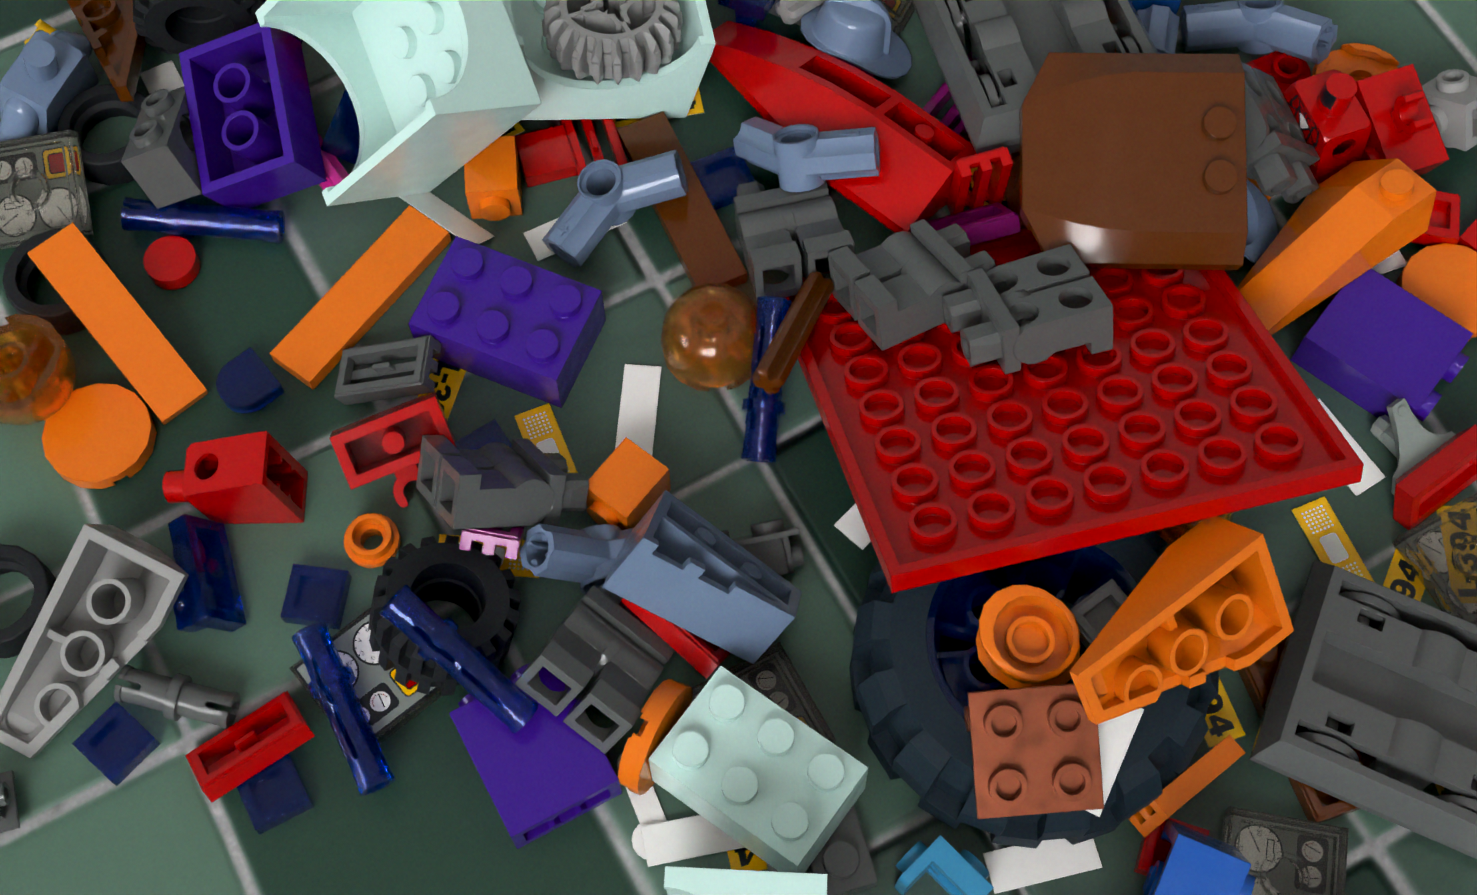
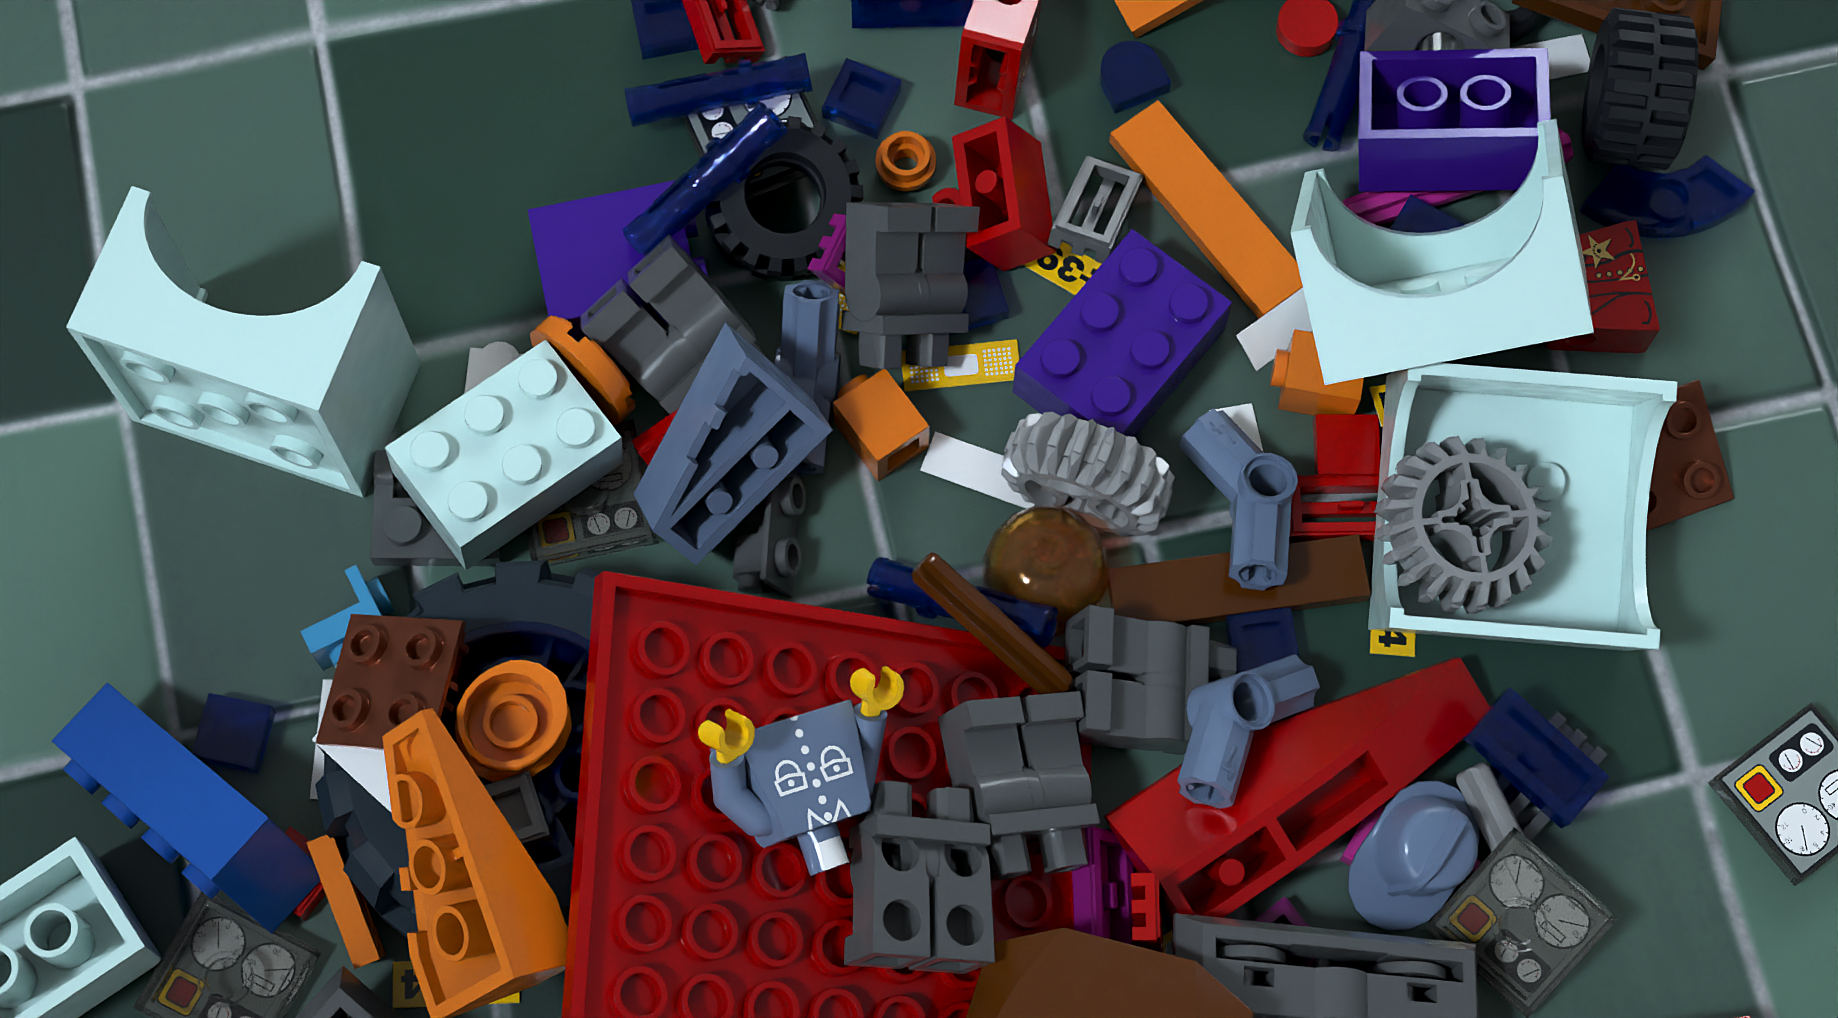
camera: 105 degrees right, 5 degrees up
(633, 308) = (1089, 472): none -> light grey gear
(986, 394) = (803, 770): none -> sand blue torso

